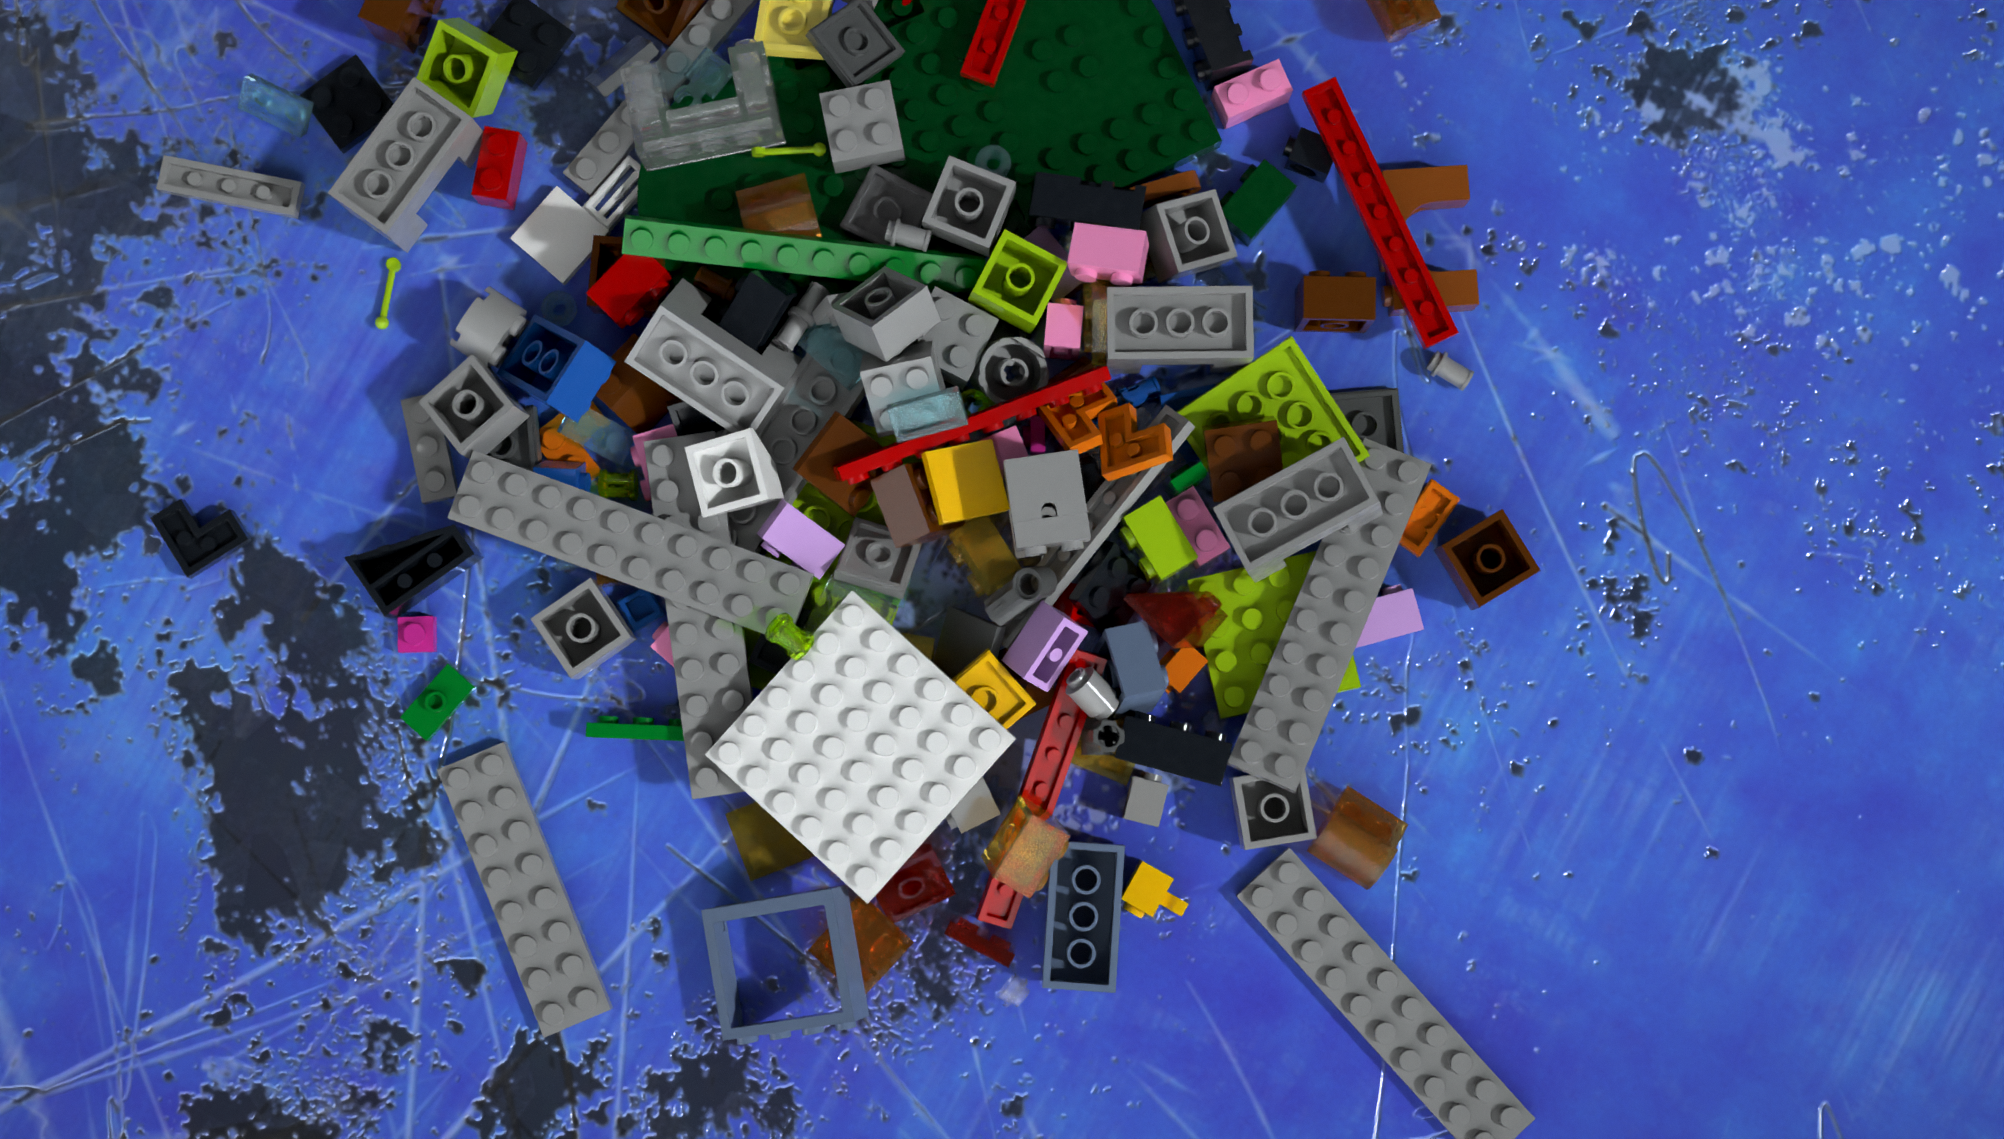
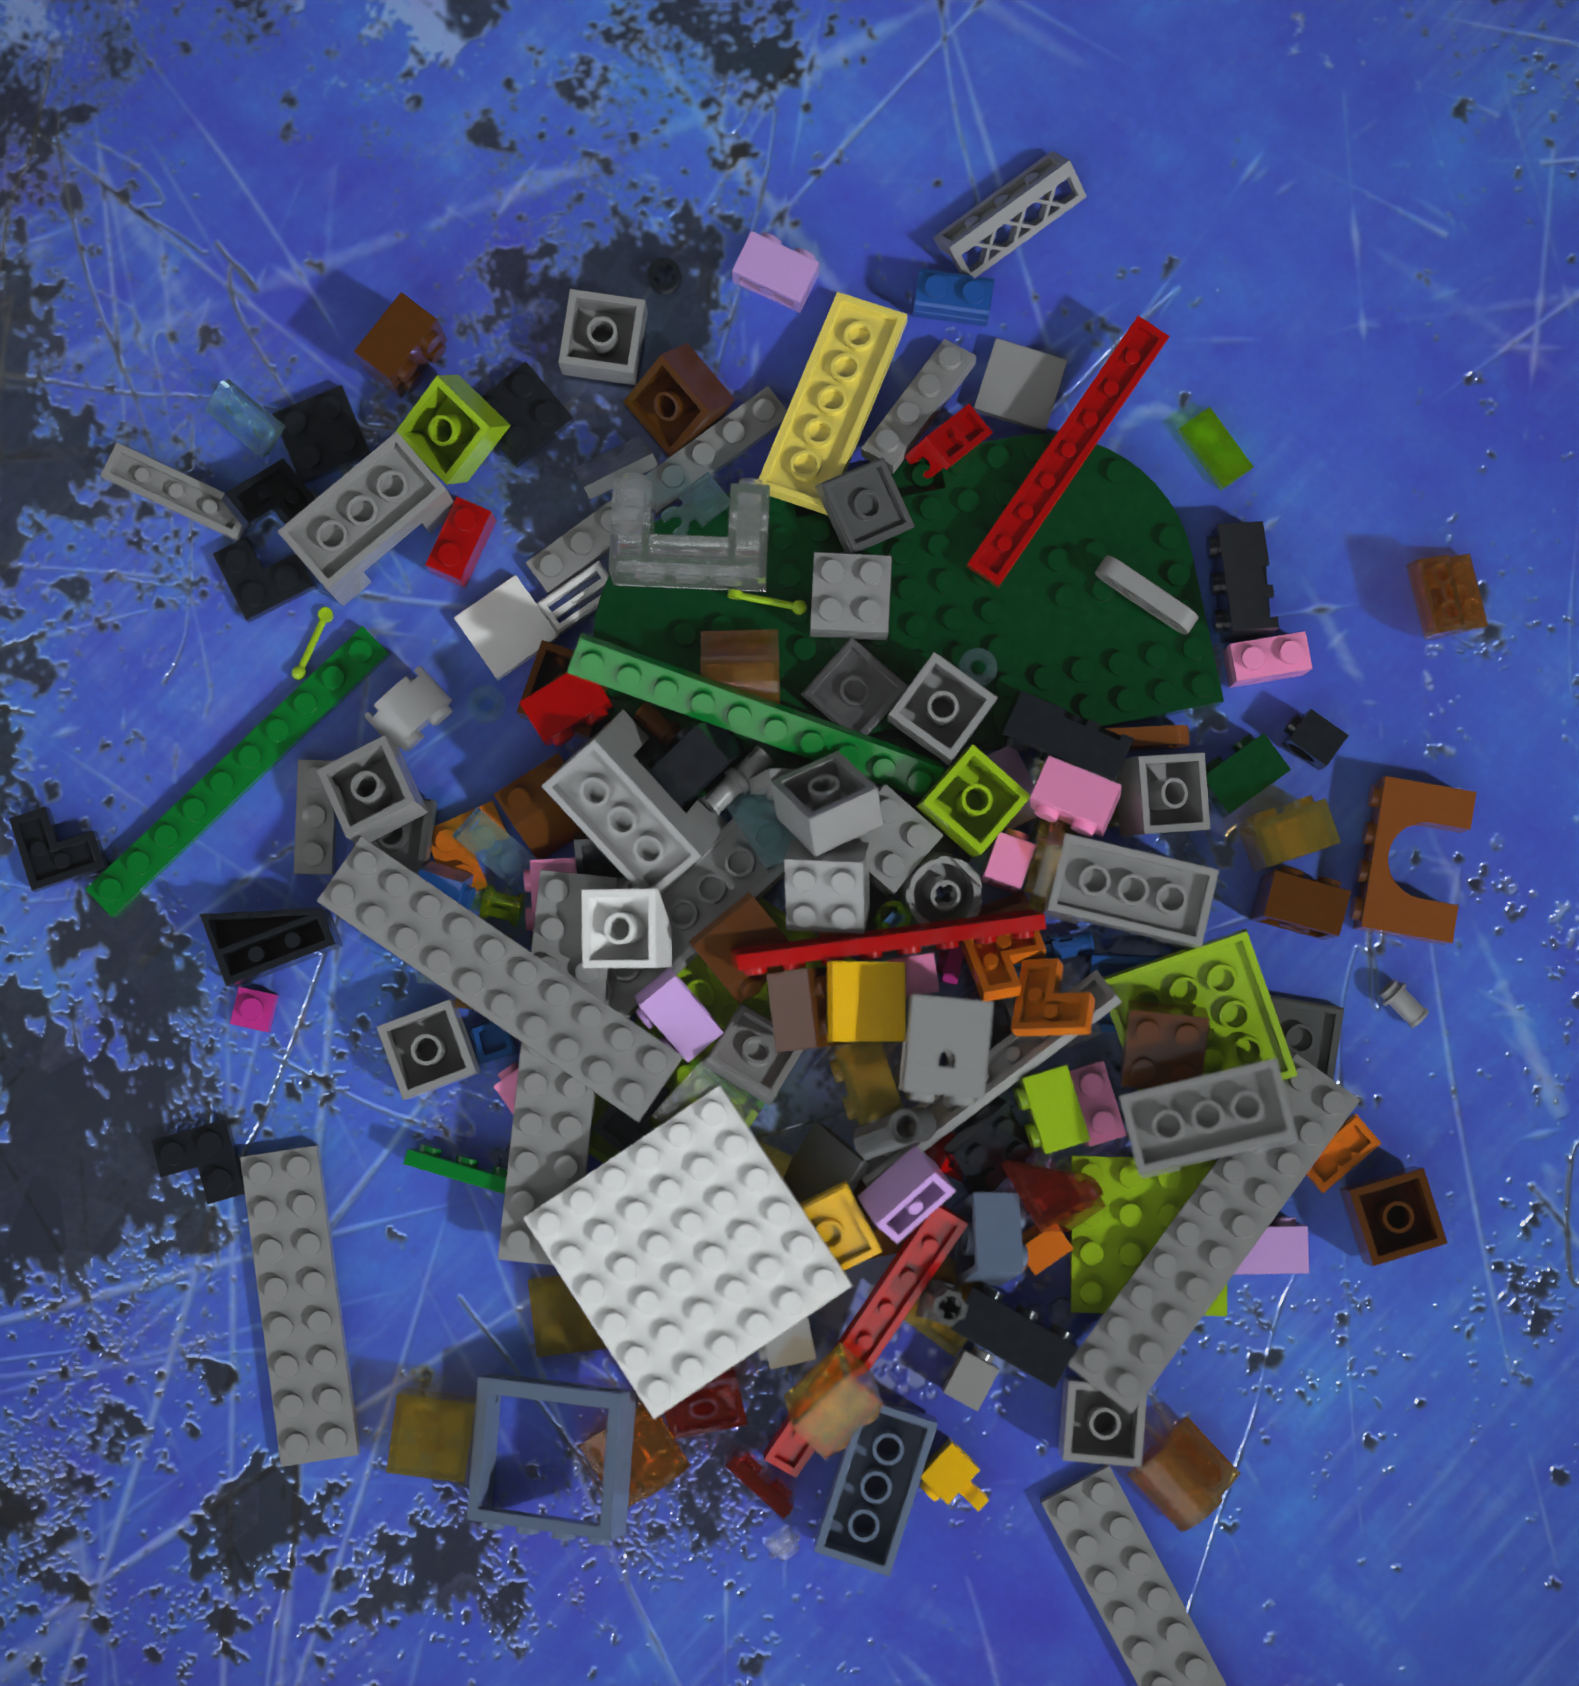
camera: 15 degrees right, 0 degrees up
(311, 166) = (269, 491): none -> black plate
(331, 255) = (258, 588): none -> black plate
(348, 425) = (237, 772): none -> green plate
(408, 771) = (209, 1149): none -> black plate
(438, 702) = (258, 1086): green plate -> none
(557, 368) = (468, 771): blue brick -> none
(672, 974) = (432, 1435): none -> clear yellow brick
(789, 636) = (642, 1118): clear neon green bush -> none
(907, 235) = (869, 723): light grey pin -> none
(927, 414) = (844, 922): clear light blue plate -> none
(1091, 693) = (943, 1257): light grey brick -> none
(1128, 60) = (1146, 595): none -> light grey beam
(1185, 478) = (1096, 1051): green plate -> none
(1309, 243) = (1289, 835): none -> clear yellow brick
(1379, 213) = (1371, 822): red plate -> none

